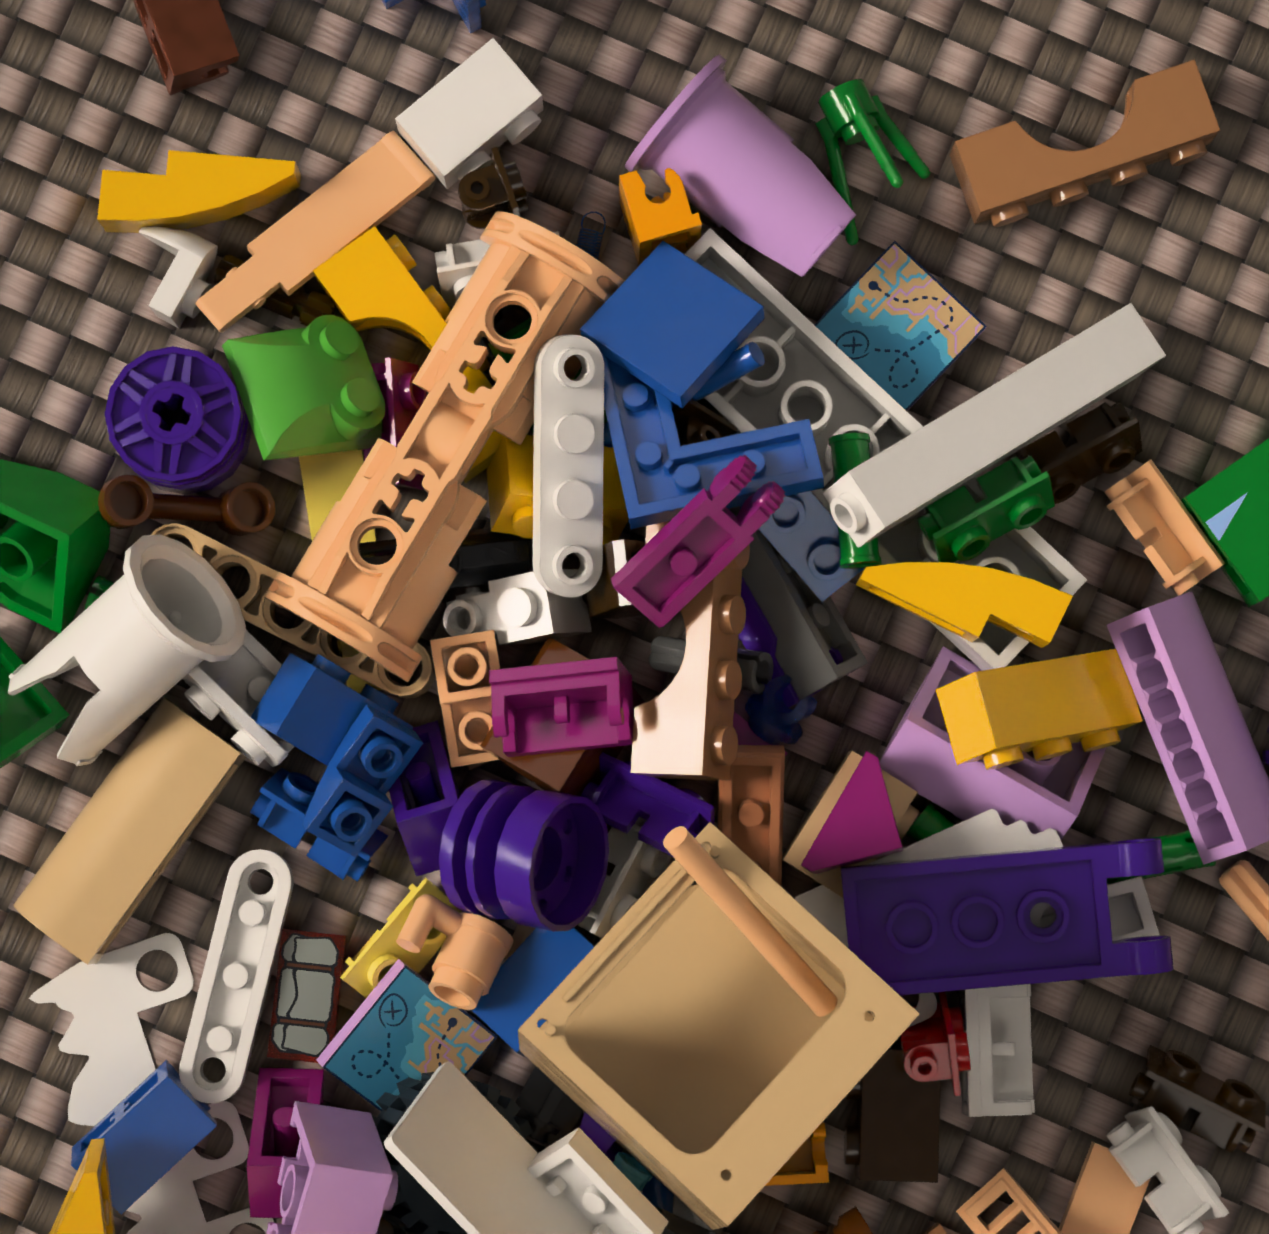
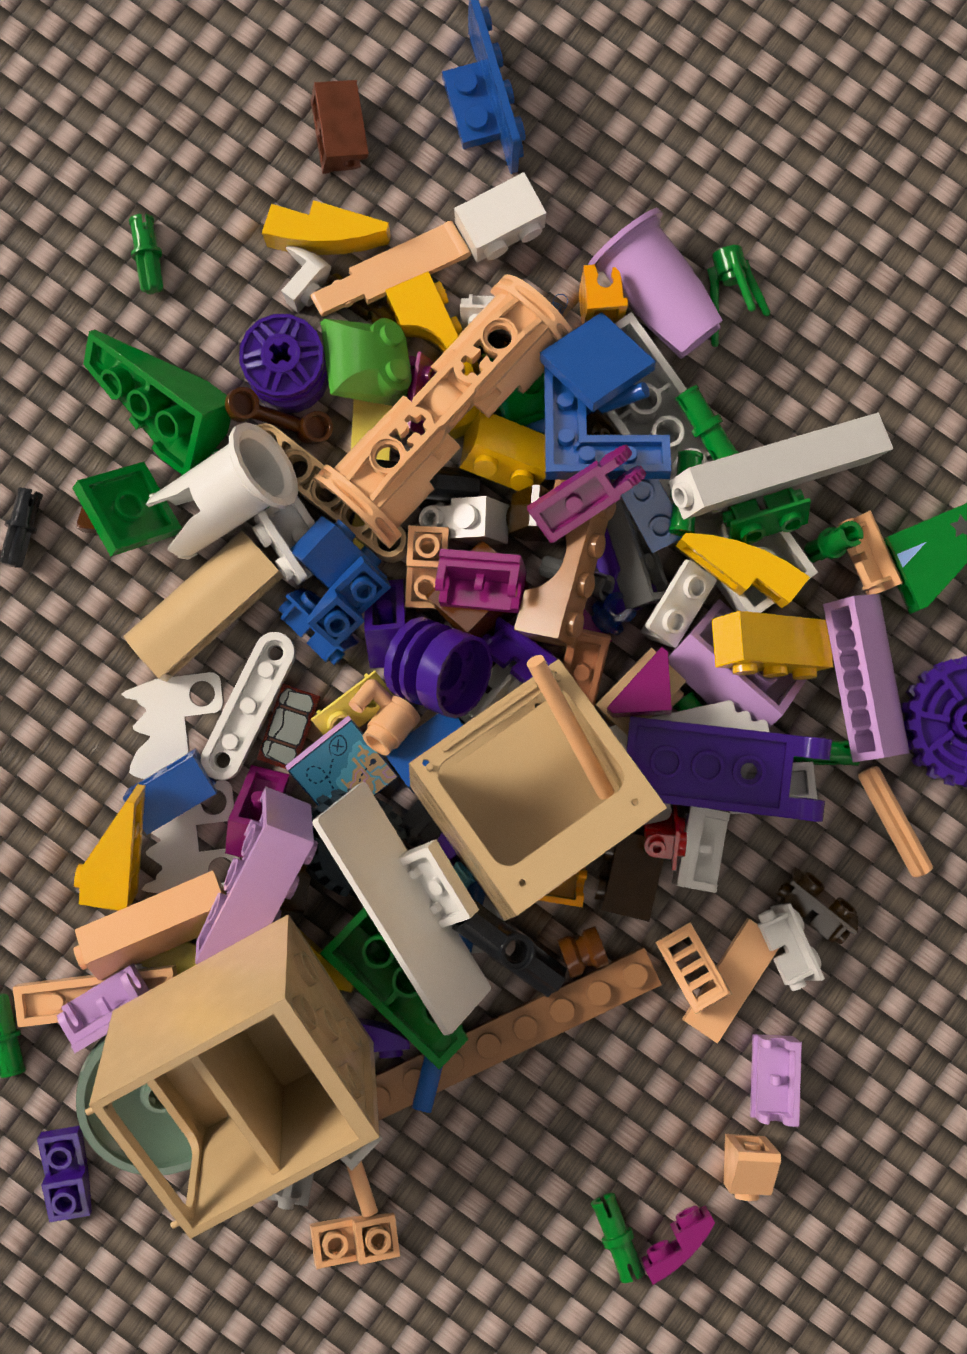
camera: 15 degrees right, 0 degrees up
(492, 190) = (502, 261): dark brown hinge -> none
(568, 465) = (515, 433): white plate -> none
(864, 387) = (705, 423): none -> green pin
(881, 673) = (679, 604): none -> white bracket
(900, 326) = (739, 396): tile -> none
(1010, 170) = (821, 320): medium nougat arch -> none
(1103, 444) = (842, 496): dark brown hinge -> none
(1103, 524) = (834, 541): none -> green axle

